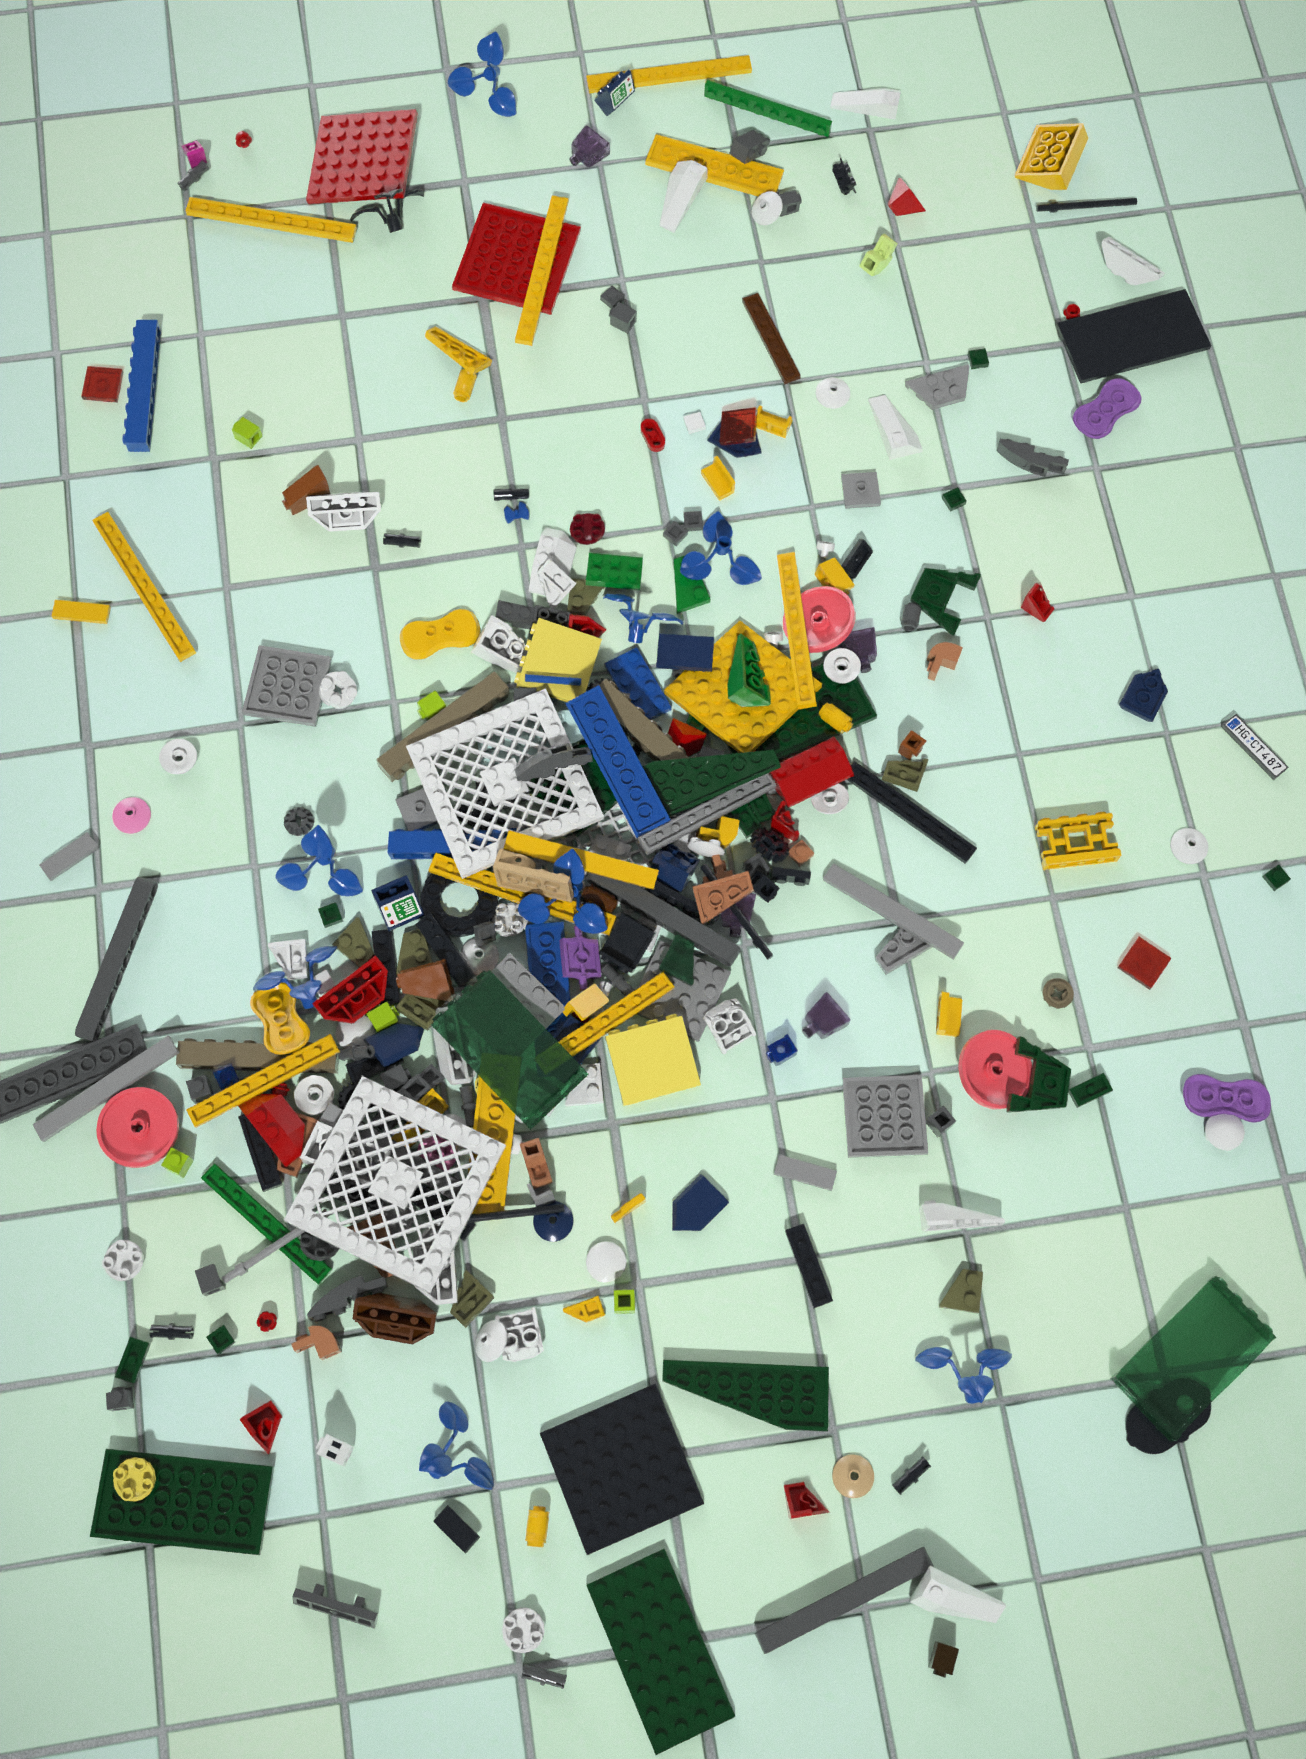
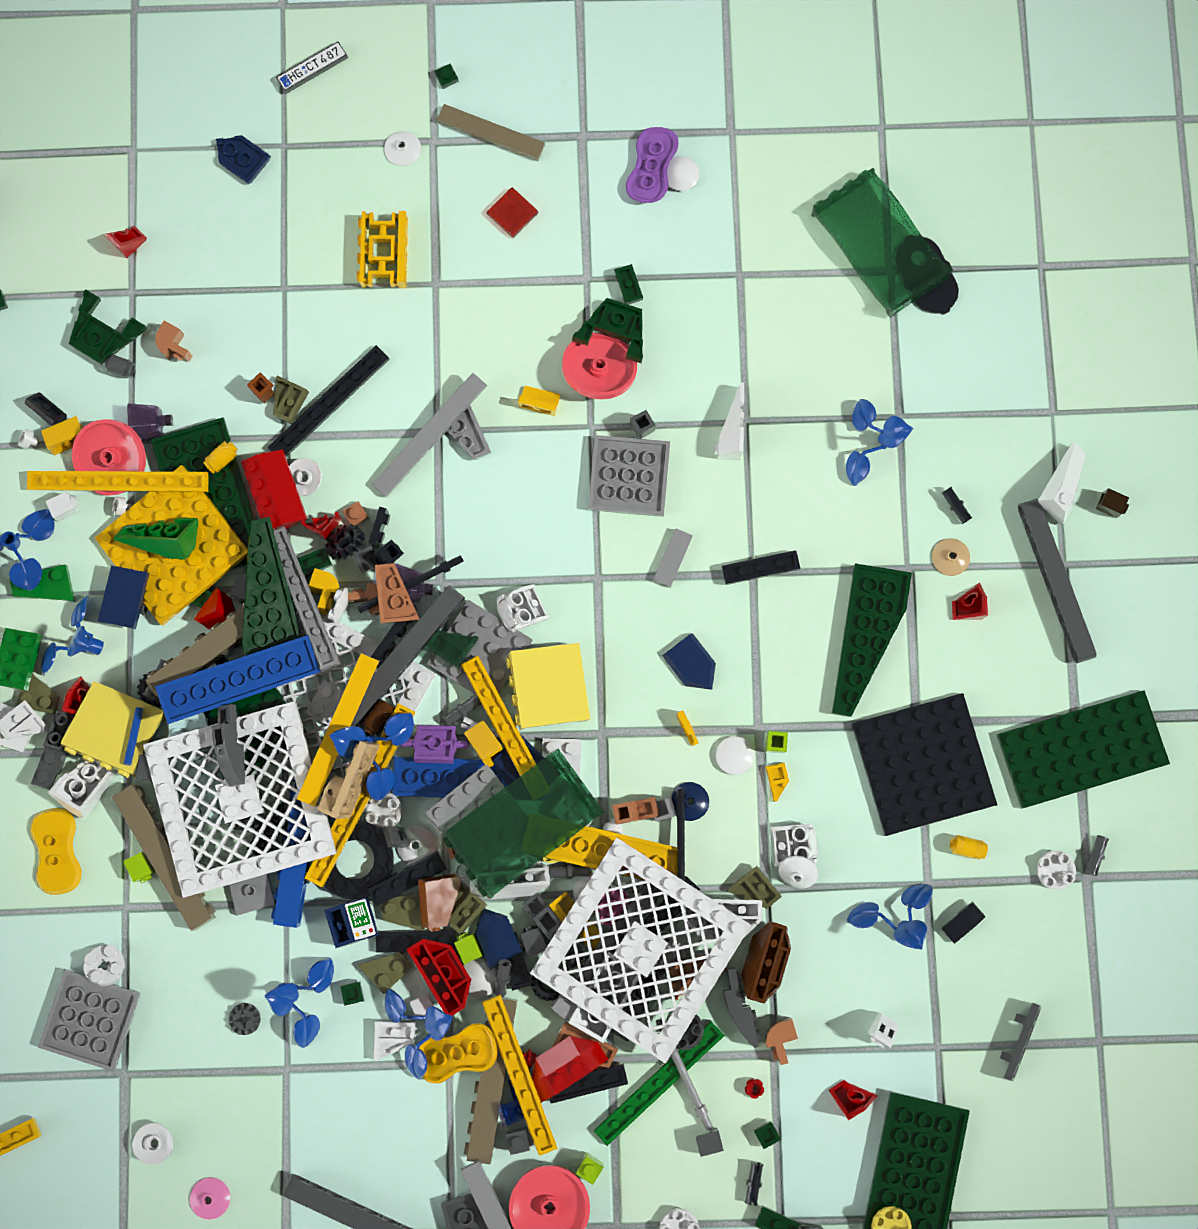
camera: 80 degrees left, 10 degrees up
(313, 1085) = (536, 1035): white dish -> none
(627, 943) = (426, 696): black panel -> none
(634, 677) = (143, 652): blue plate -> none
(674, 866) = (355, 638): dark blue slope -> none
(762, 808) = (304, 544): dark green plate -> none
(765, 588) = (63, 506): none -> white brick
(789, 1050) = (548, 556): clear blue brick -> none
(825, 1018) = (527, 516): clear purple torso -> none
(846, 659) = (158, 435): white dish -> none
(965, 1292) = (800, 430): olive wing -> none
(1059, 985) = (536, 289): dark tan gear -> none
(1226, 930) = (491, 132): none -> dark tan tile

